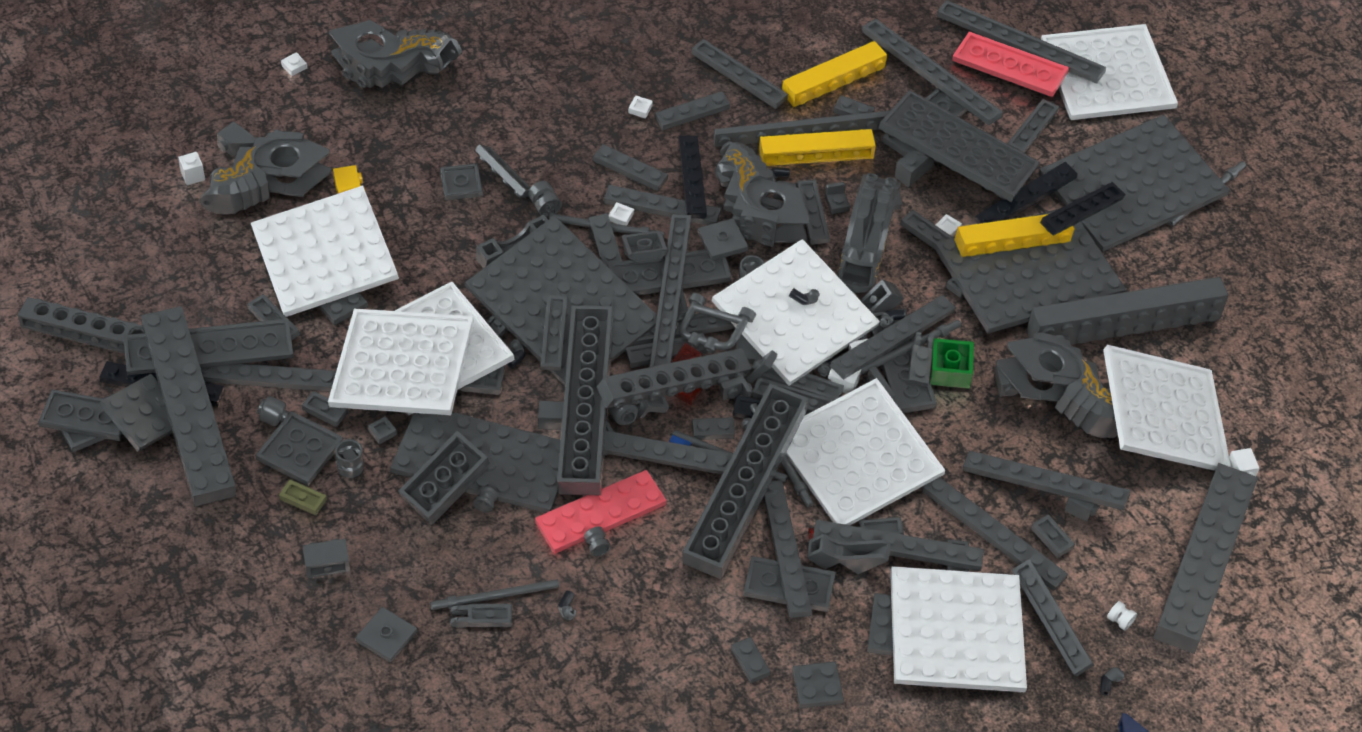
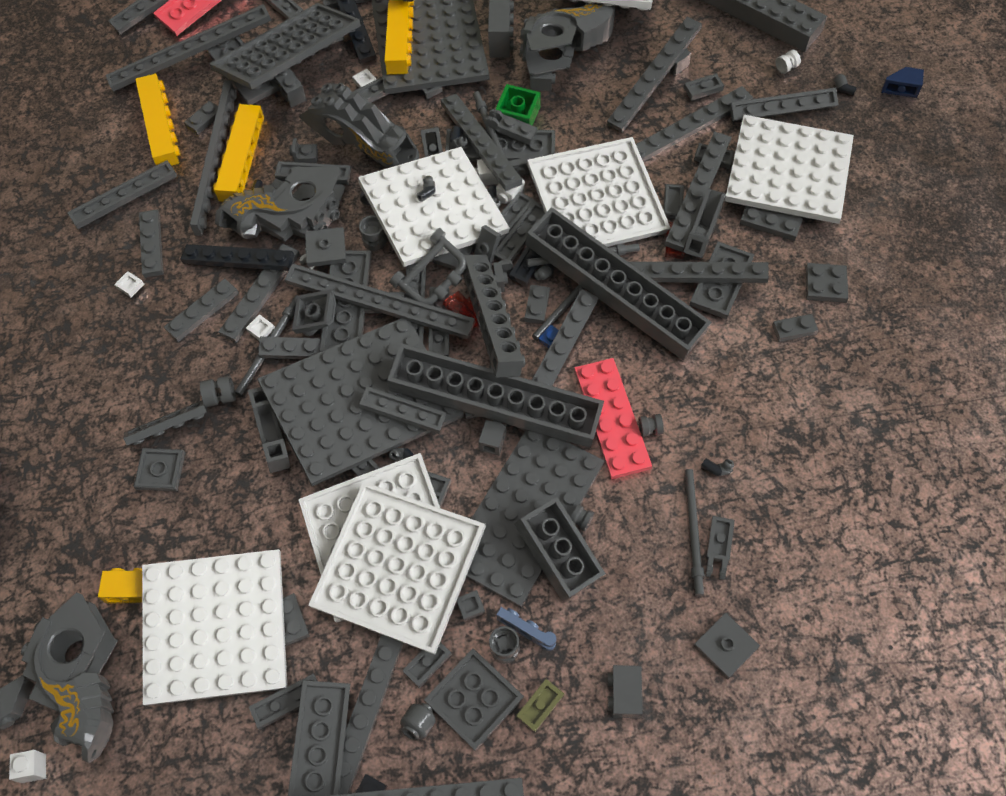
camera: 70 degrees left, 10 degrees up
(368, 474) = (527, 629): none -> sand blue plate

